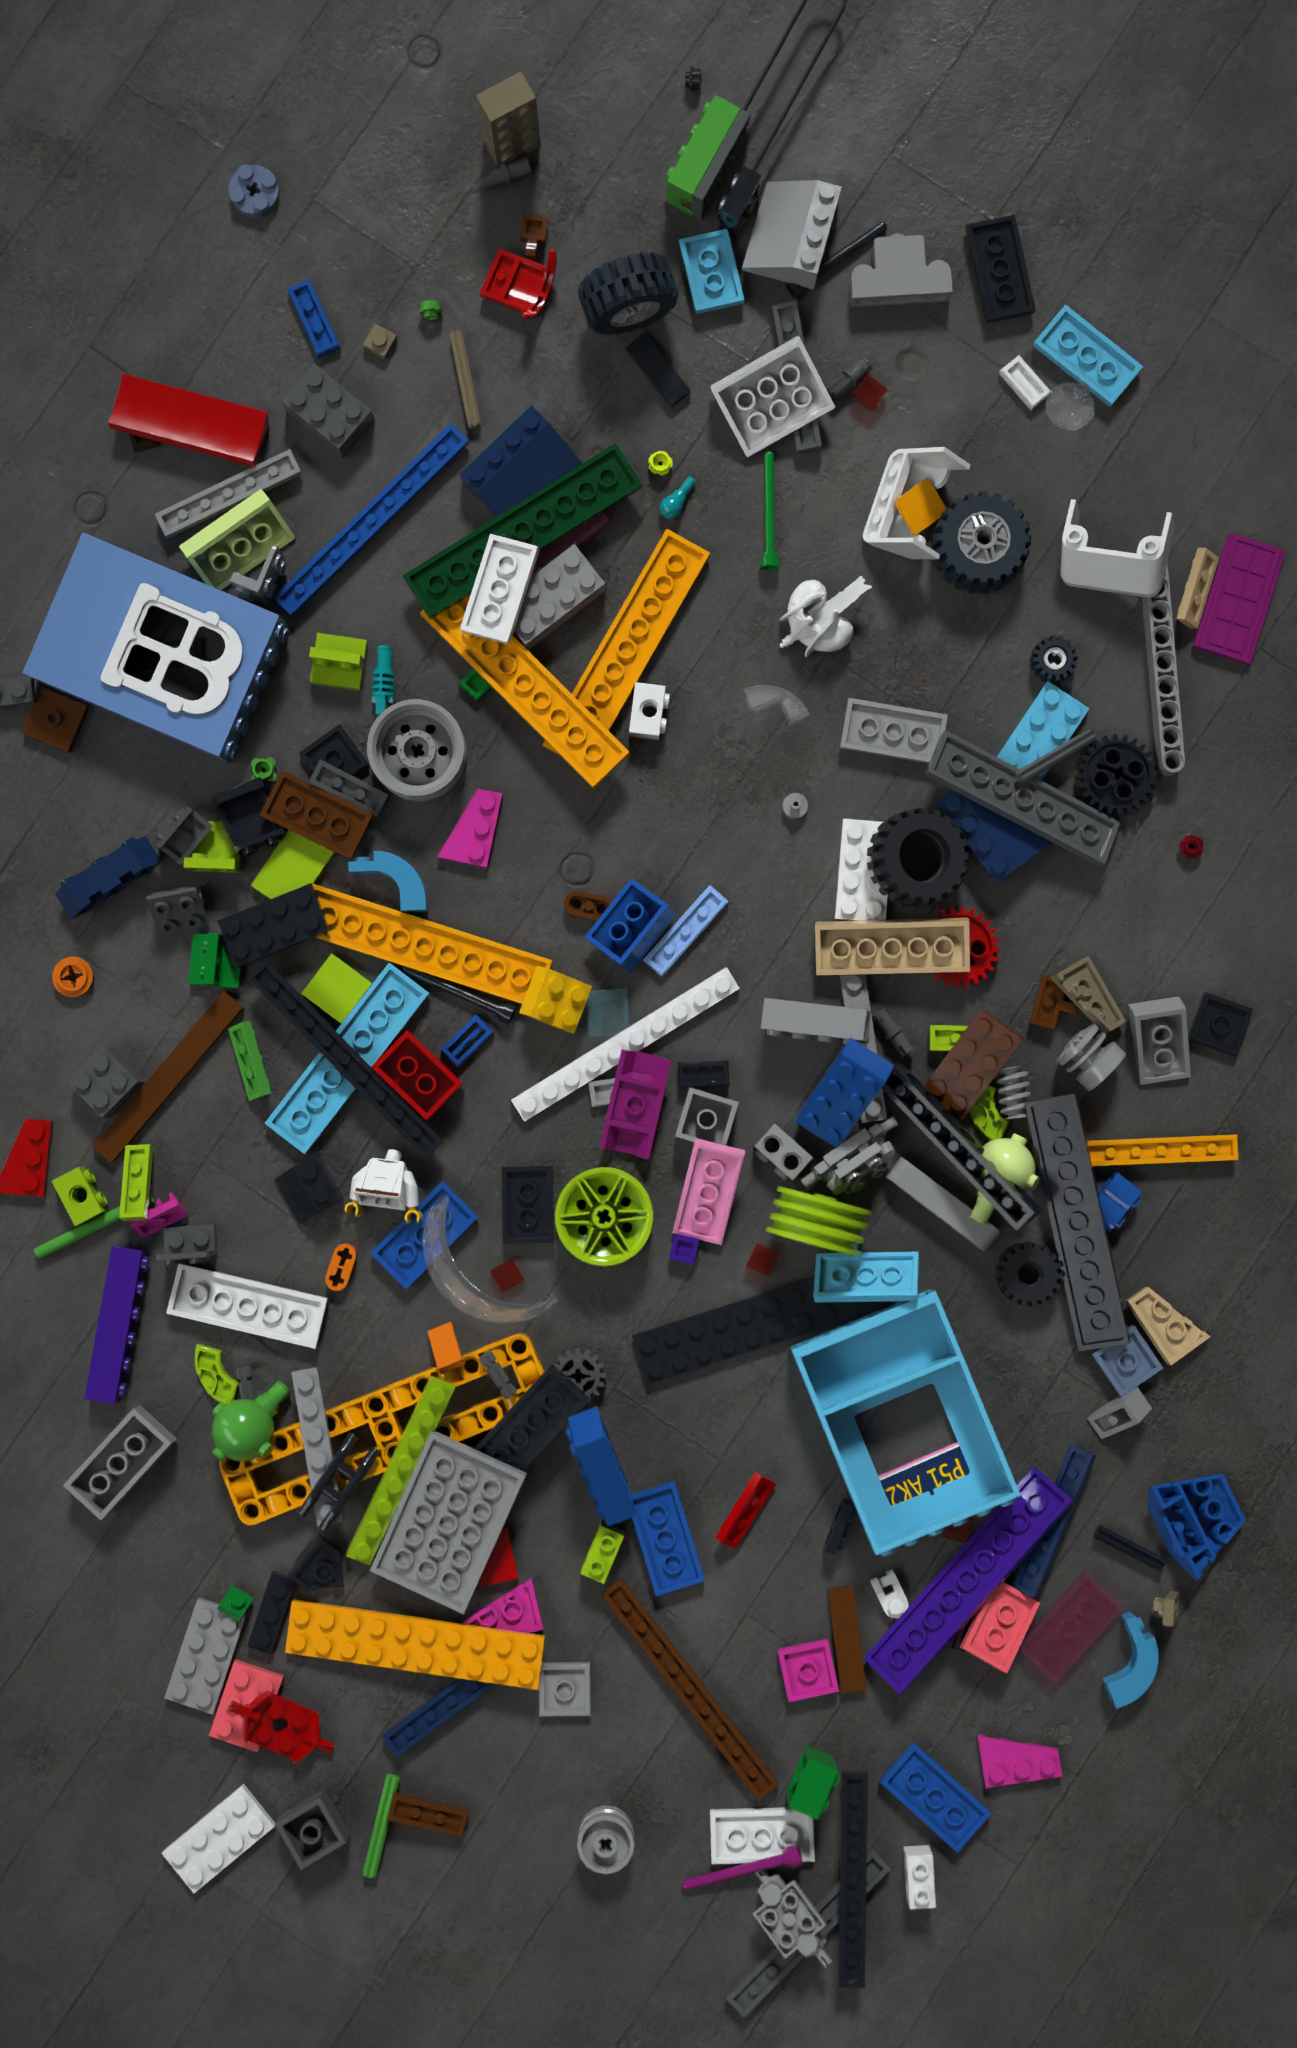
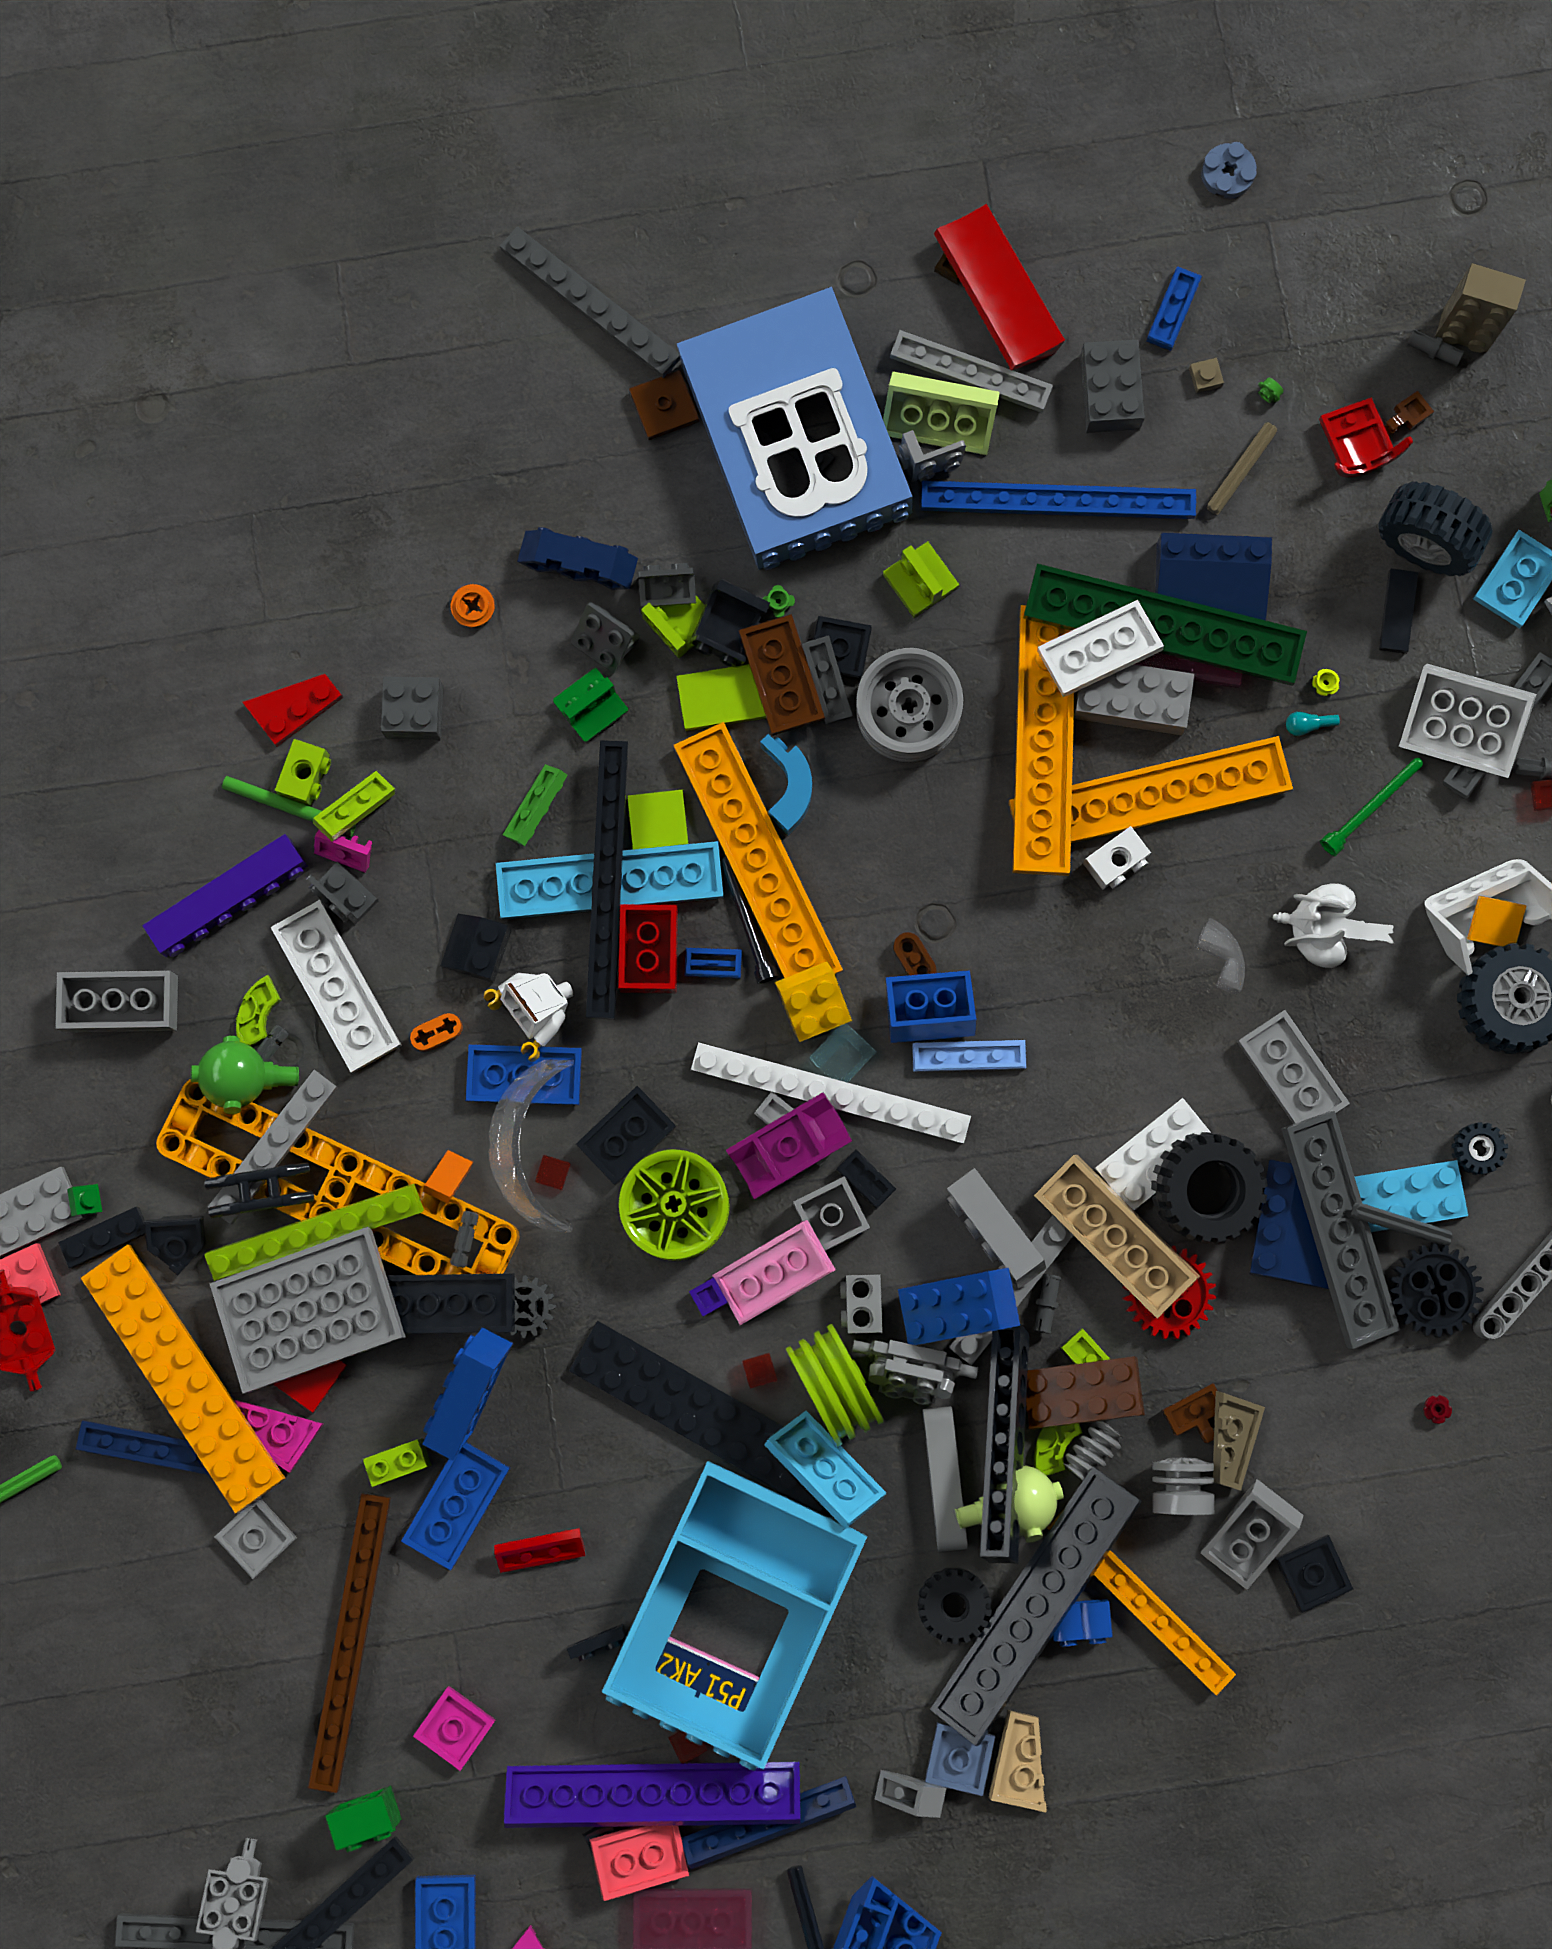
camera: 50 degrees right, 5 degrees down
(168, 1077) = (462, 753): reddish brown tile -> none
(273, 926) = (661, 723): black plate -> none
(383, 680) = (940, 626): teal hinge -> none
(427, 1814) = (51, 1518): reddish brown plate -> none
(475, 685) = (1005, 703): green tile -> none
(475, 831) = (888, 811): dark pink wing -> none
(600, 1854) = (144, 1685): light grey wheel -> none
(759, 1833) = (280, 1818): white tile -> none
(790, 1857) = (284, 1859): magenta piece -> none
(792, 811) = (1149, 1052): light grey tile -> none
(846, 1639) = (509, 1737): reddish brown tile -> none
(894, 1602) = (575, 1748): white plate -> none

